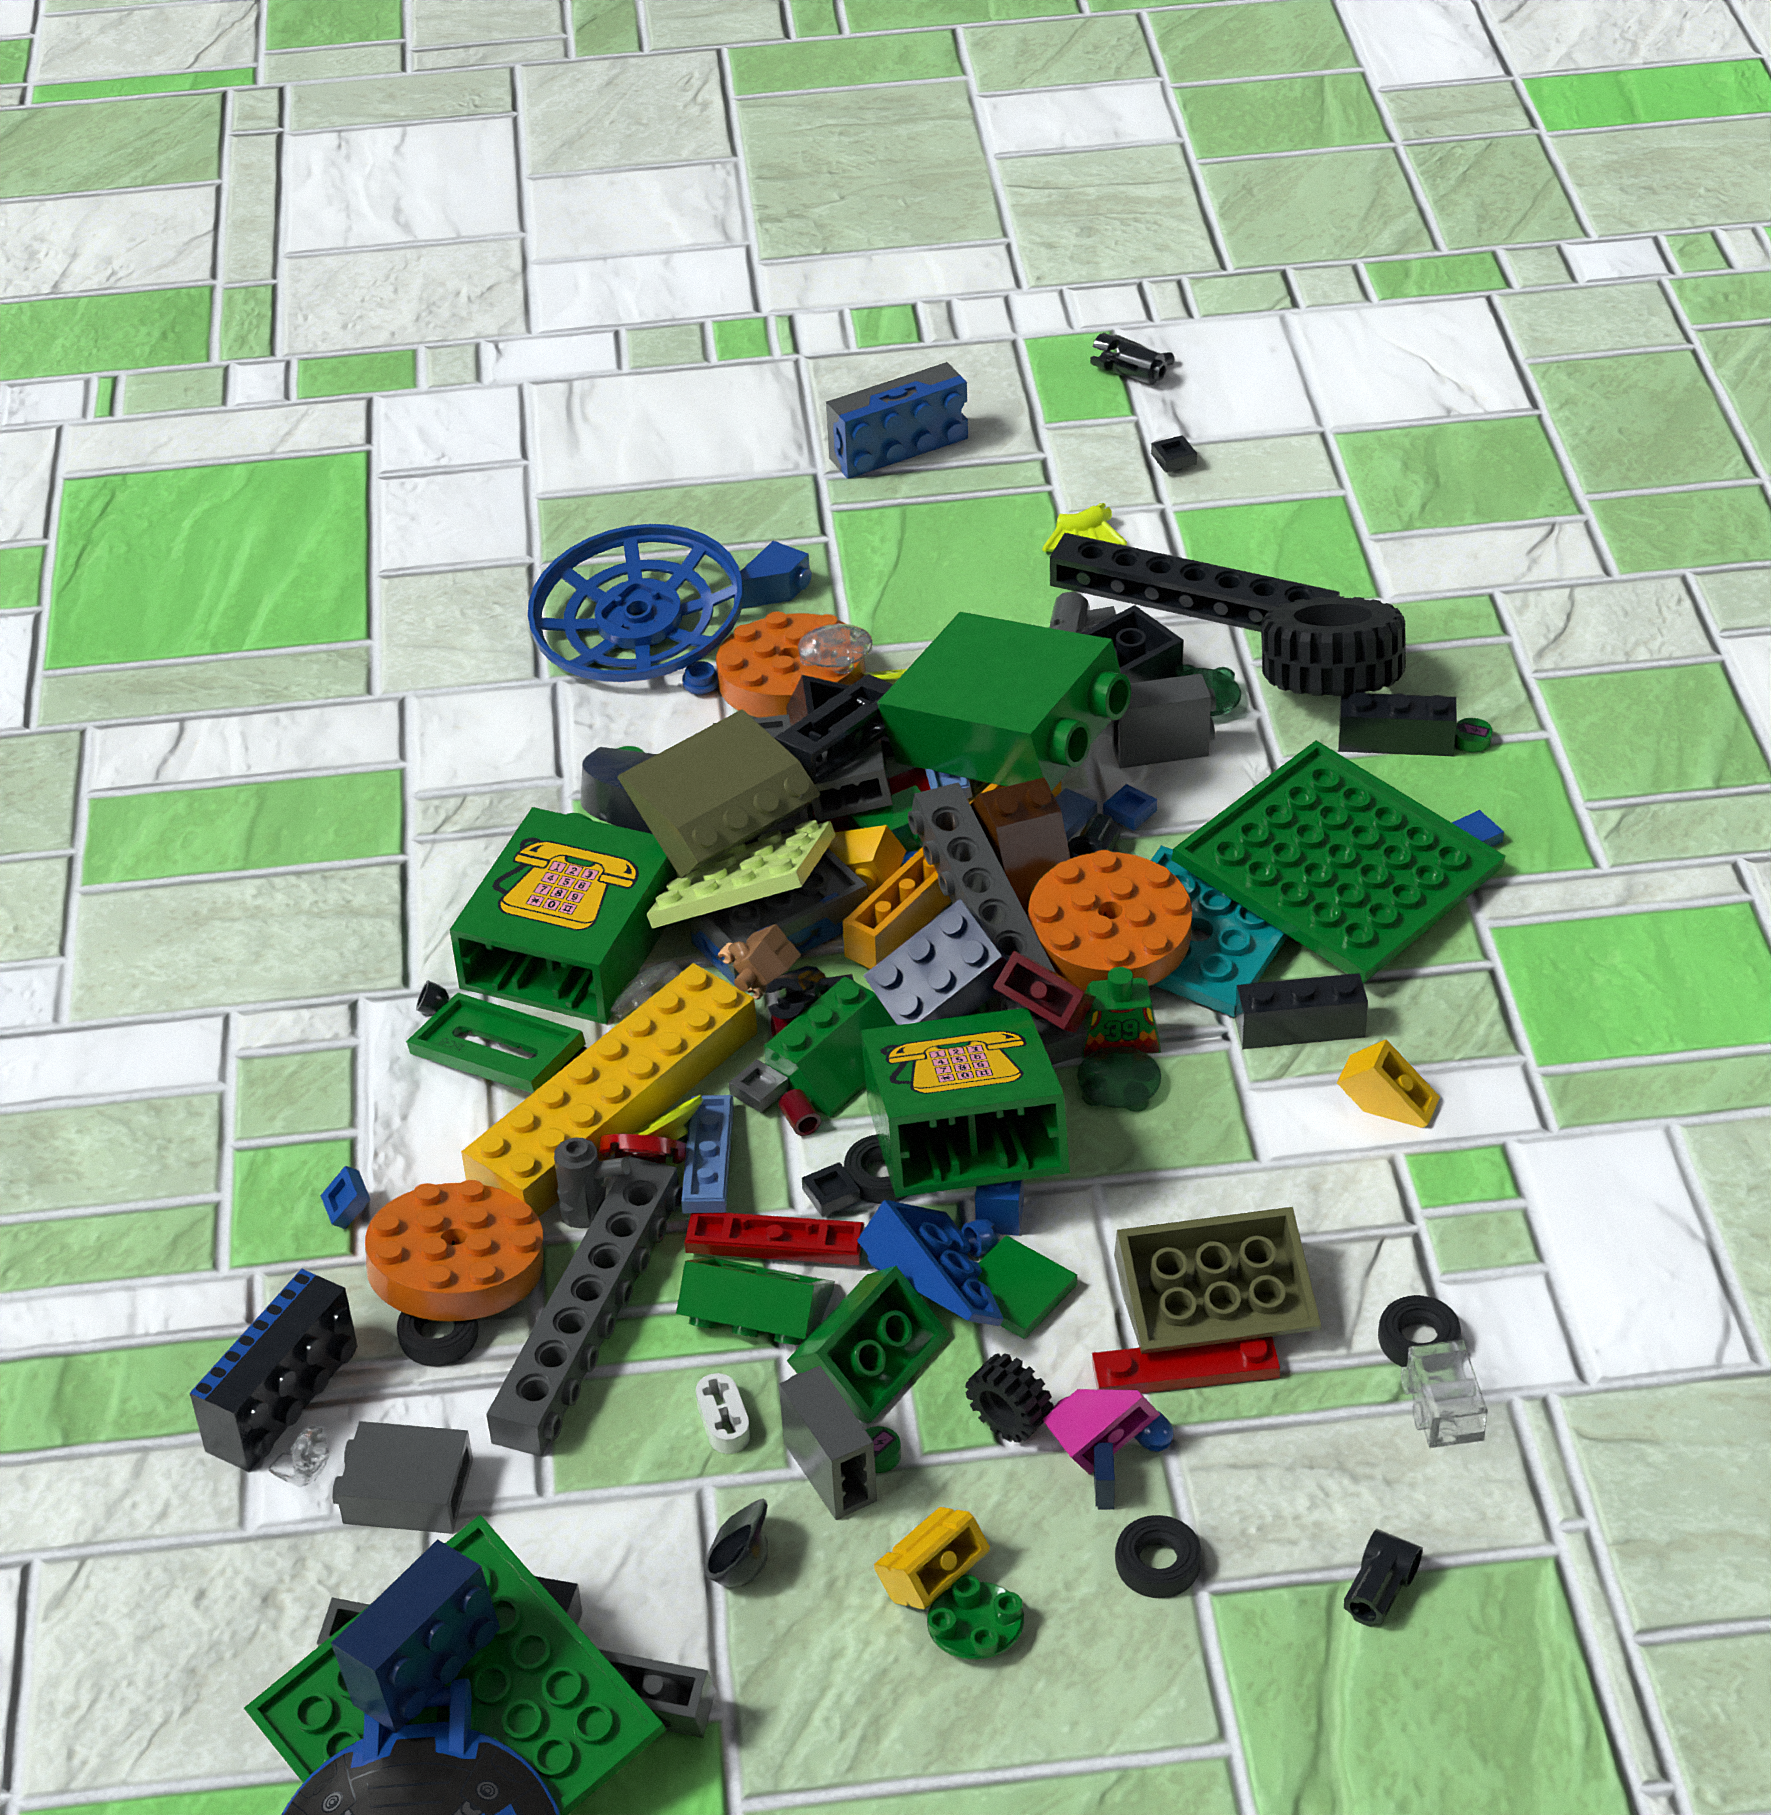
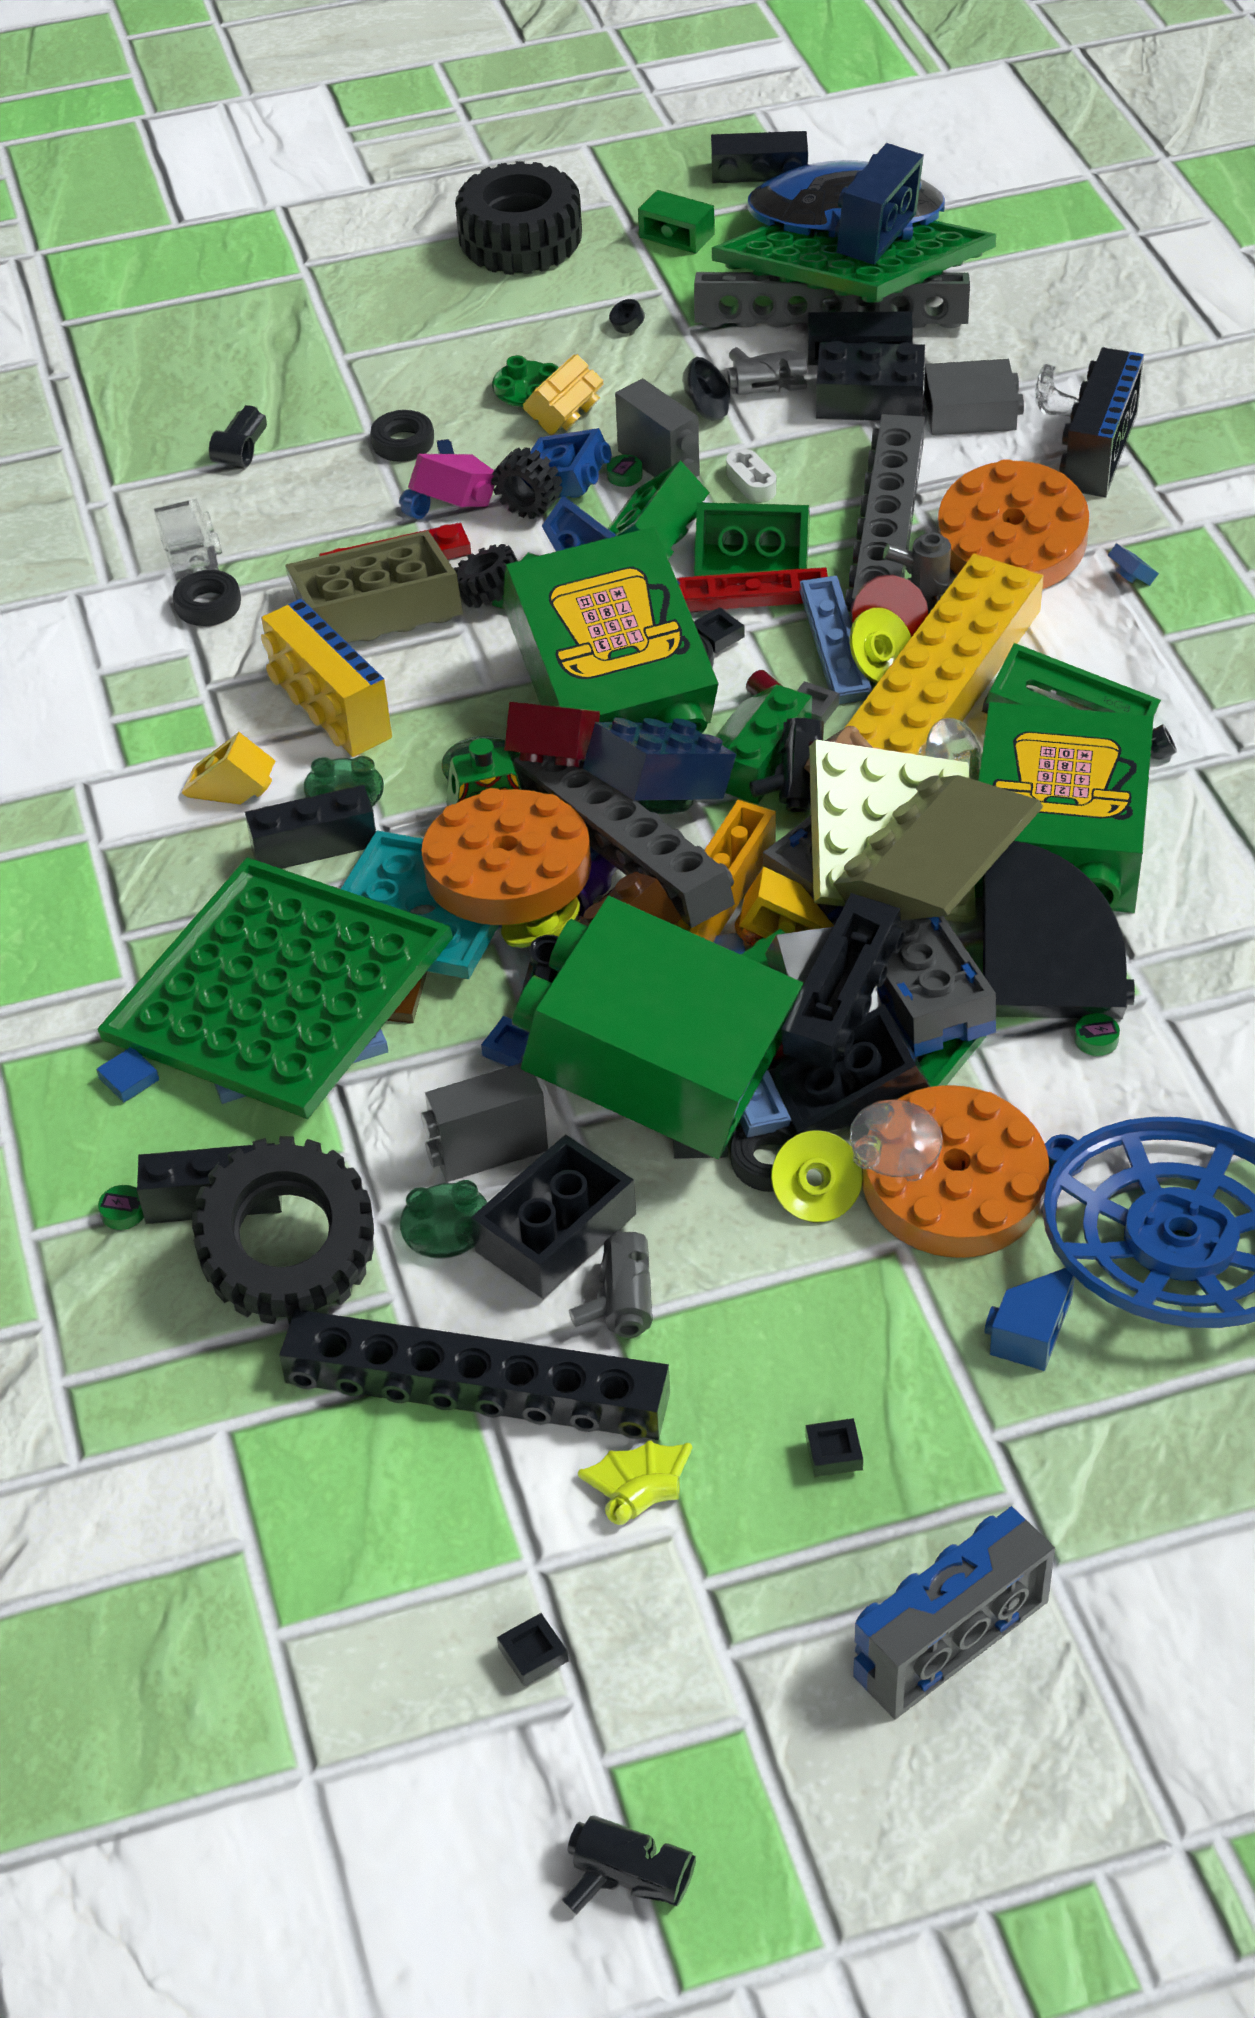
camera: 170 degrees right, 5 degrees up
(536, 1509) = (869, 380): none -> black brick
(652, 1566) = (766, 372): none -> flat silver piece
(807, 1727) = (627, 316): none -> black tile
(943, 528) = (834, 1447): none -> black plate
(955, 1448) = (576, 457): none -> blue plate
(1063, 1294) = (483, 575): none -> black tyre
(1266, 1067) = (343, 773): none -> clear green dish
(1278, 1151) = (326, 677): none -> yellow brick

